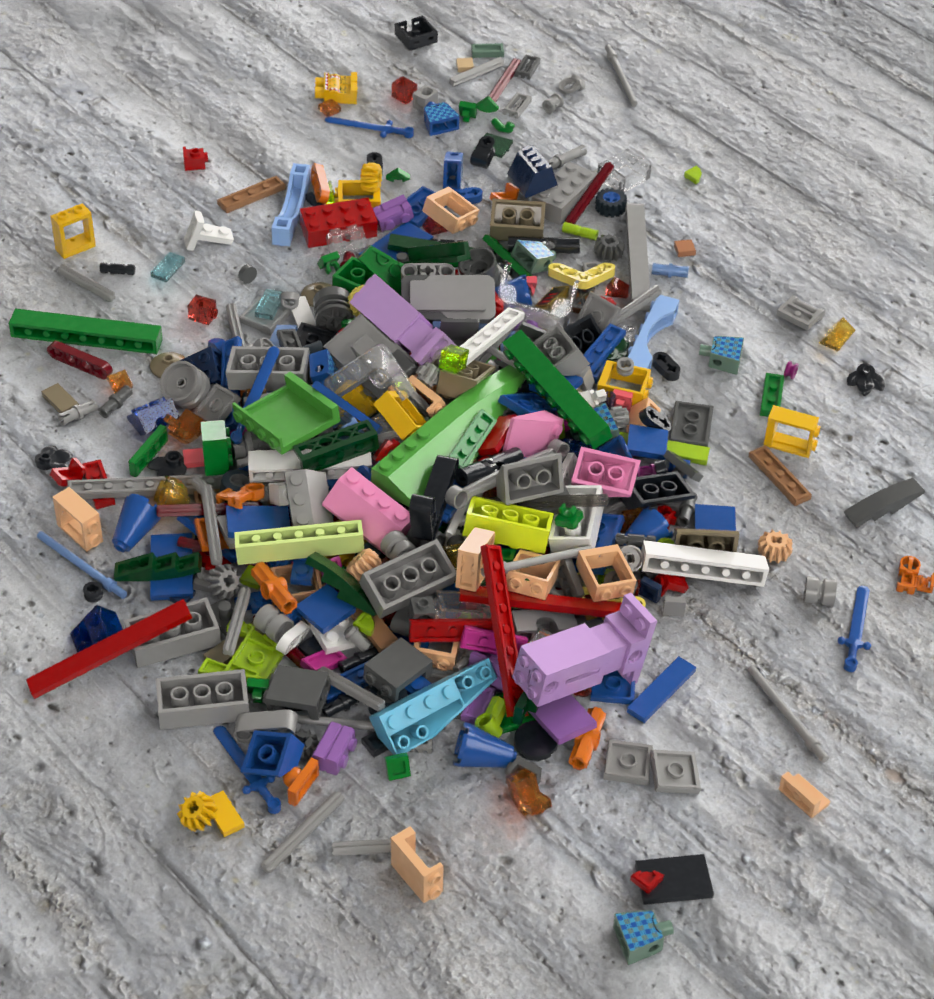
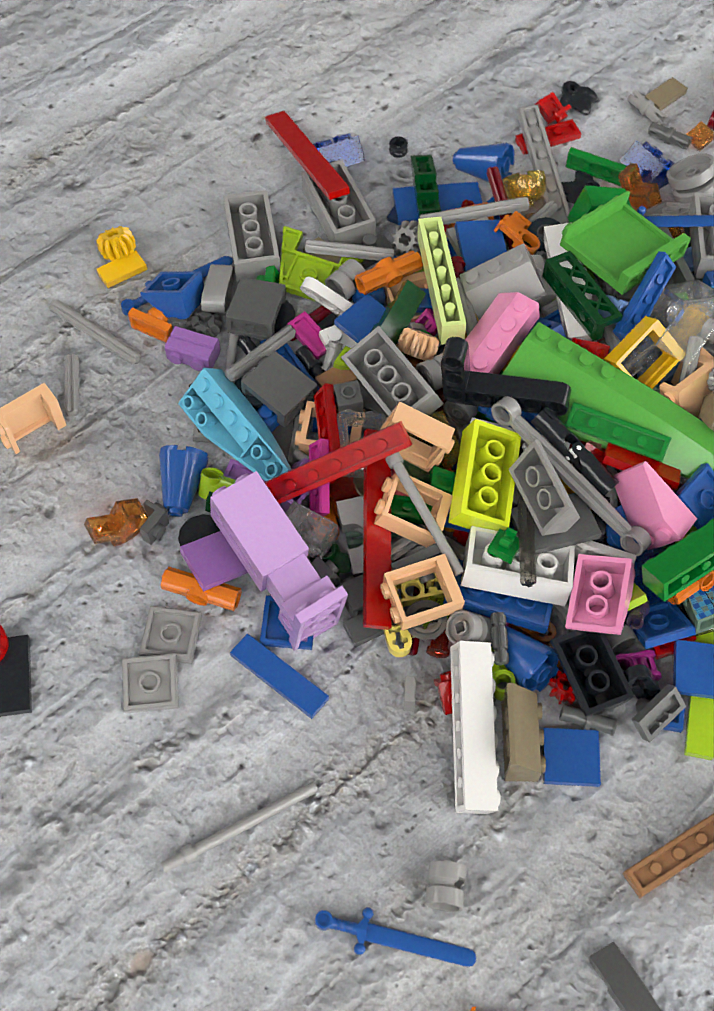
camera: 90 degrees right, 15 degrees up
(78, 519) = (490, 105): light nougat window -> none
(107, 583) = (406, 157): medium blue bar -> none
(397, 766) = (168, 404): green tile -> none
(650, 589) = (435, 665): dark blue tile -> none
(775, 546) = (540, 832): light nougat gear -> none
(803, 794) = (111, 836): light nougat panel -> none

